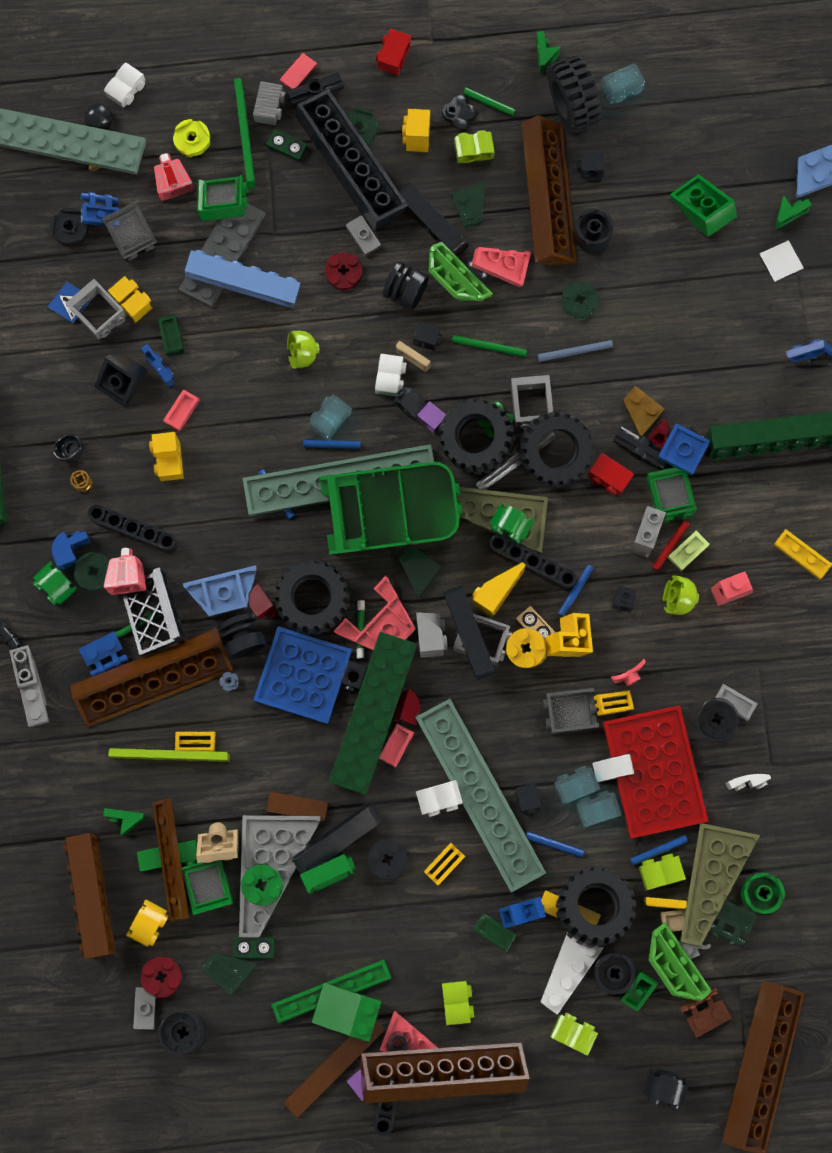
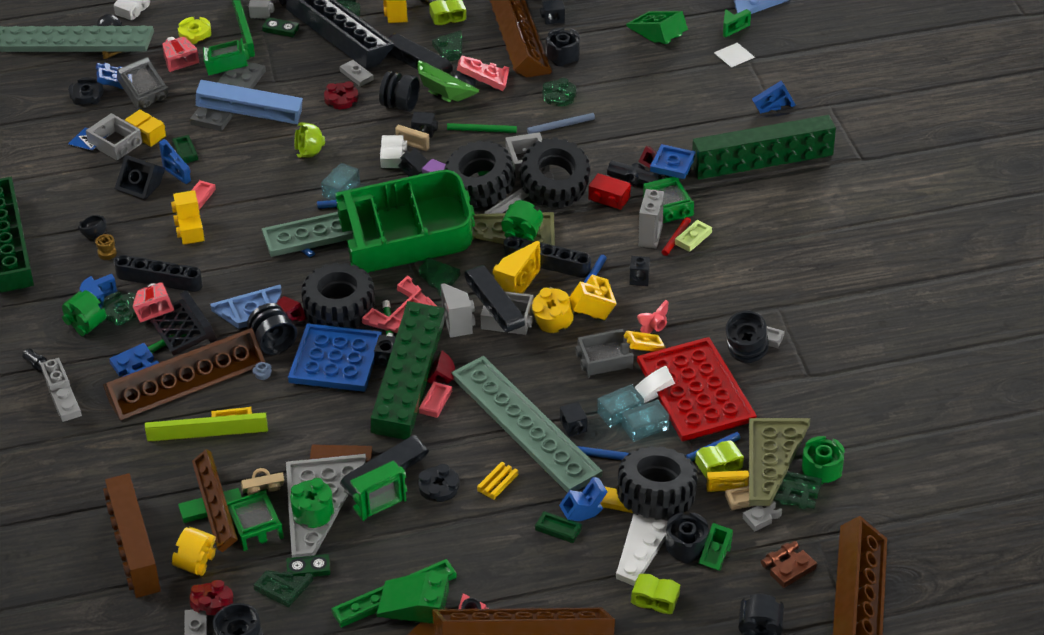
camera: 10 degrees left, 35 degrees down
(129, 819) = (167, 477): green slope -> none
(439, 797) = (484, 425): white brick -> none
(456, 1002) = (528, 582): lime brick -> none
(642, 410) = (627, 151): pearl gold wing -> none
(675, 966) = (748, 522): bright green wedge -> none
(680, 595) = (693, 262): lime cylinder -> none
(733, 588) = (740, 251): coral torso -> none
(753, 780) = (792, 382): white slope -> none
(802, 554) = (801, 229): yellow tile -> none

